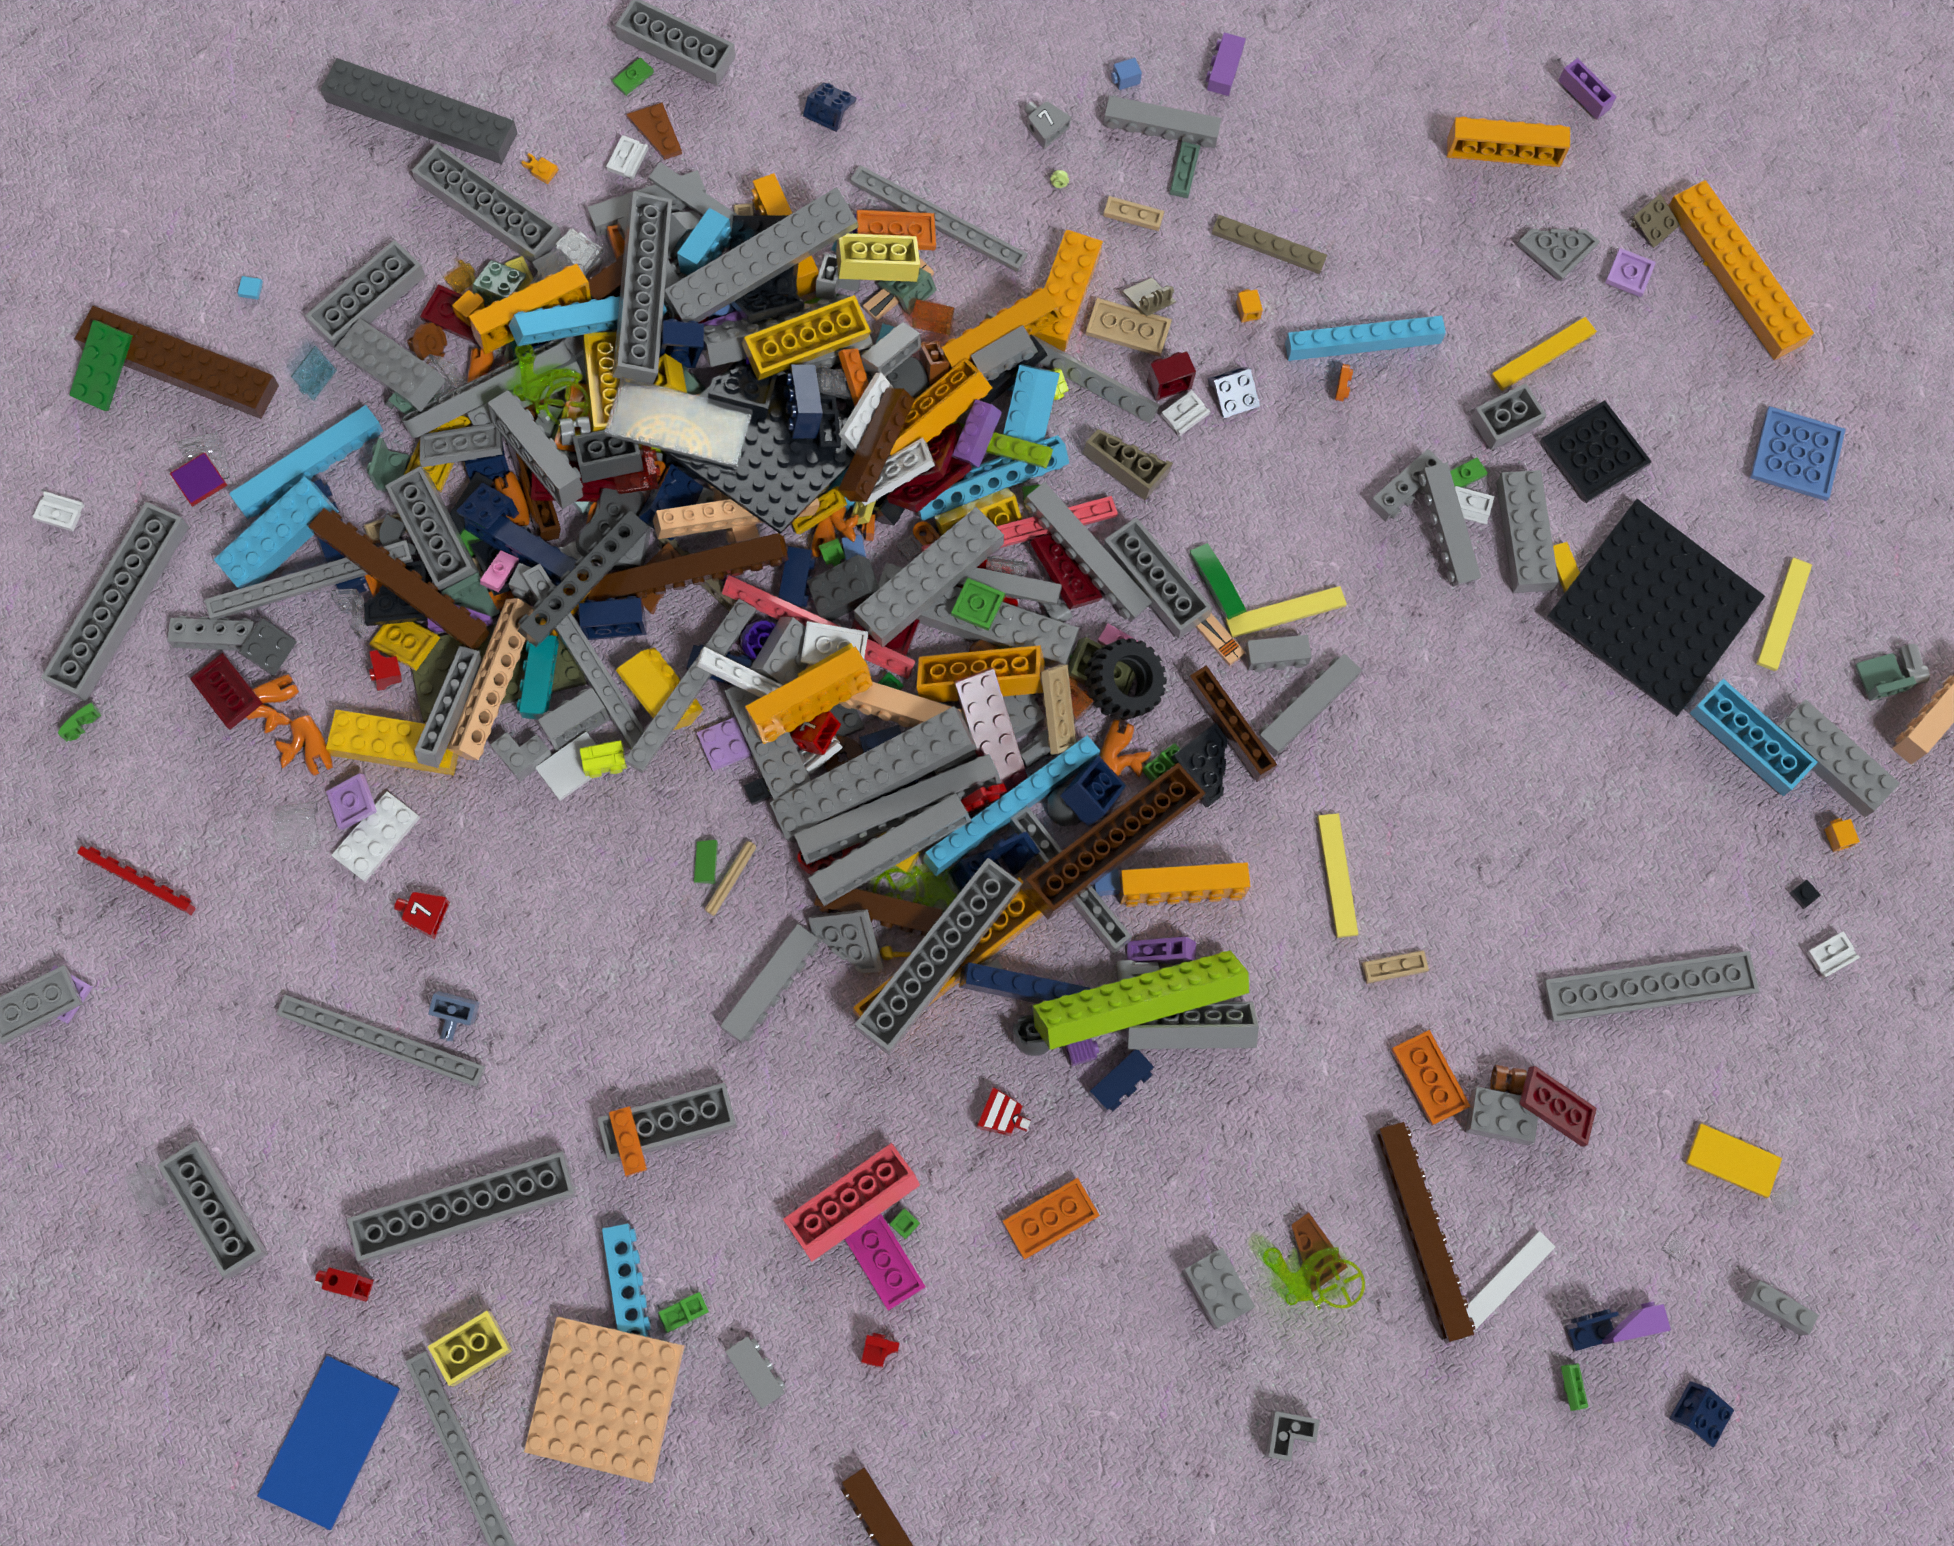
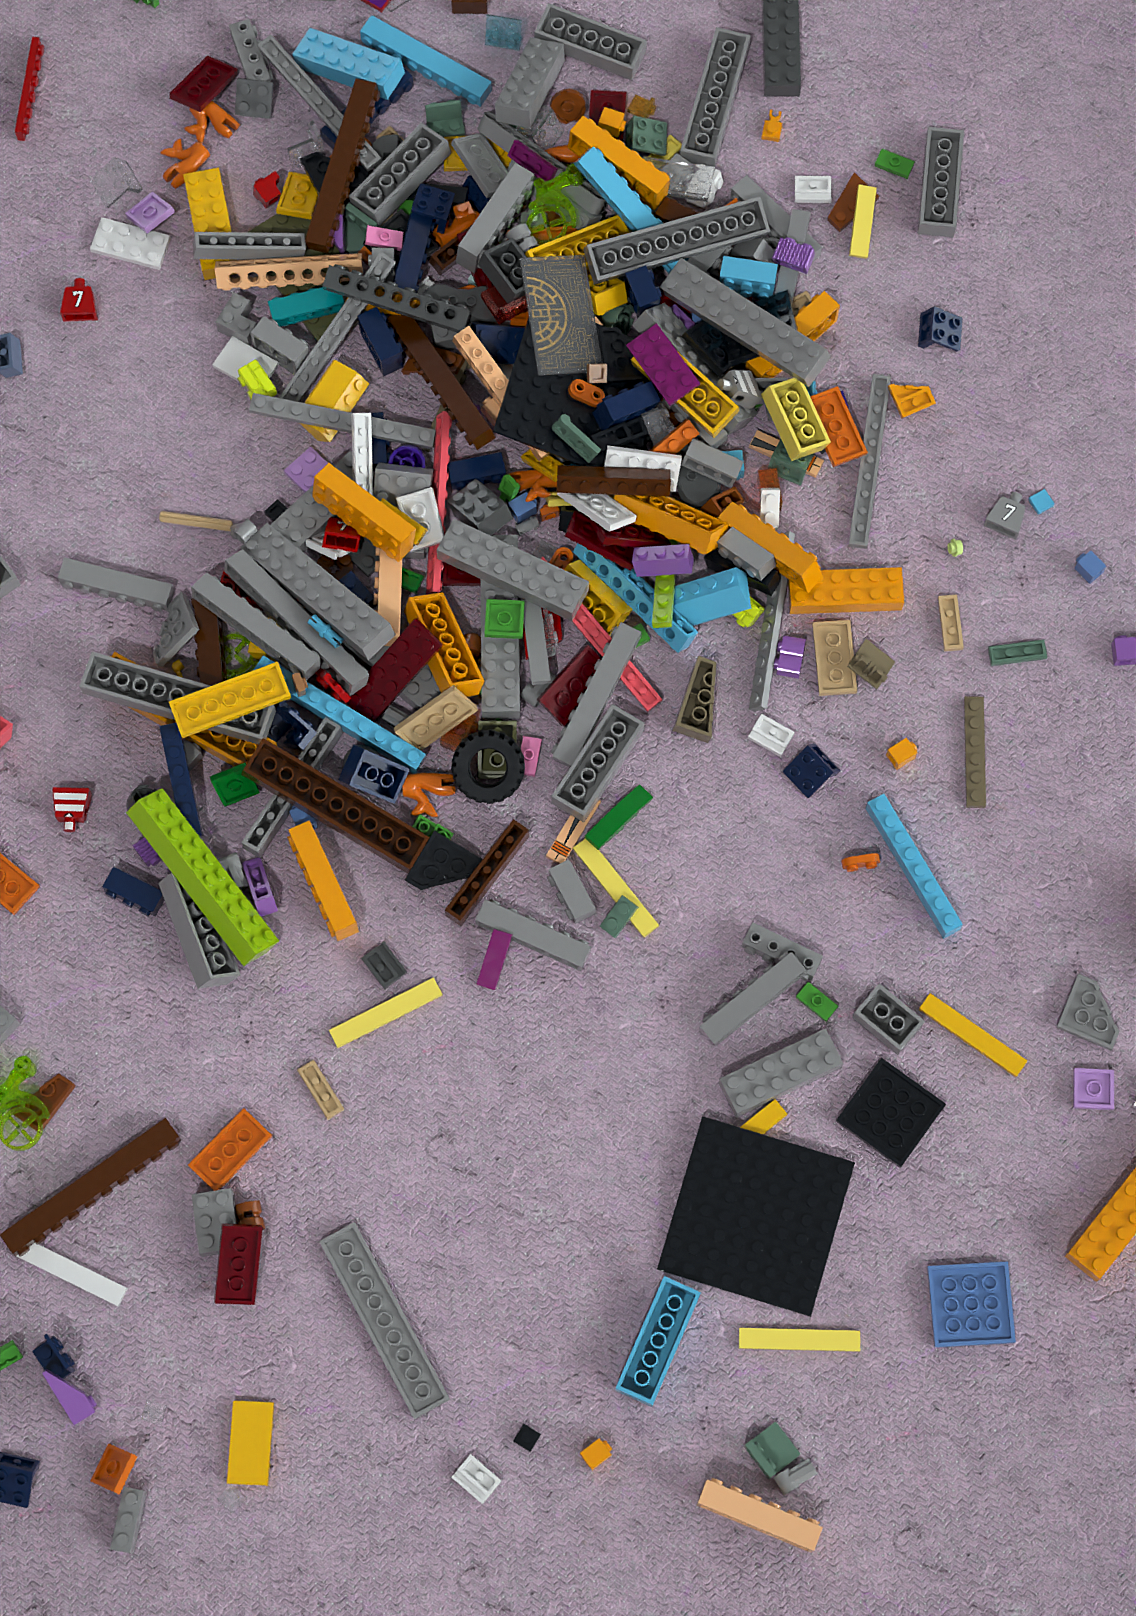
camera: 75 degrees right, 0 degrees up
(483, 393) = (531, 161): none -> magenta tile
(504, 484) = (463, 212): none -> orange plate
(684, 126) = (862, 221): none -> light yellow tile
(700, 194) = (793, 255): none -> medium lavender brick
(706, 862) = (203, 497): bright green slope -> none
(756, 414) = (597, 373): none -> medium nougat plate
(770, 829) = (243, 531): none -> light grey piece
(774, 430) = (585, 395): none -> orange plate
(781, 344) = (663, 364): none -> magenta plate
(819, 460) = (575, 438): none -> sand green plate
(824, 292) = (740, 388): none -> light grey torso
(874, 553) = (527, 525): none -> light grey pin
(891, 157) = (911, 398): none -> light orange wing
(926, 778) = (325, 631): none -> medium azure pin
(954, 318) = (770, 506): none -> white hinge
(969, 899) = (229, 699): none -> yellow plate
(975, 824) = (300, 684): none -> medium nougat plate
(1042, 89) = (1041, 501): none -> medium azure tile
(1046, 936) = (233, 786): none -> green plate
(1113, 363) = (790, 657): none -> medium lavender brick
(1162, 121) = (1055, 615): light grey brick -> none
(1171, 375) = (797, 707): dark red brick -> none
(1289, 858) = (384, 965): none -> dark grey plate
(1319, 618) = (619, 916): none -> sand green plate
(1323, 749) = (494, 959): none -> magenta tile
(1474, 505) = (787, 1015): white plate -> none
(1725, 1304) = (113, 1468): none -> orange plate
(1839, 759) = (669, 1426): light grey brick -> none

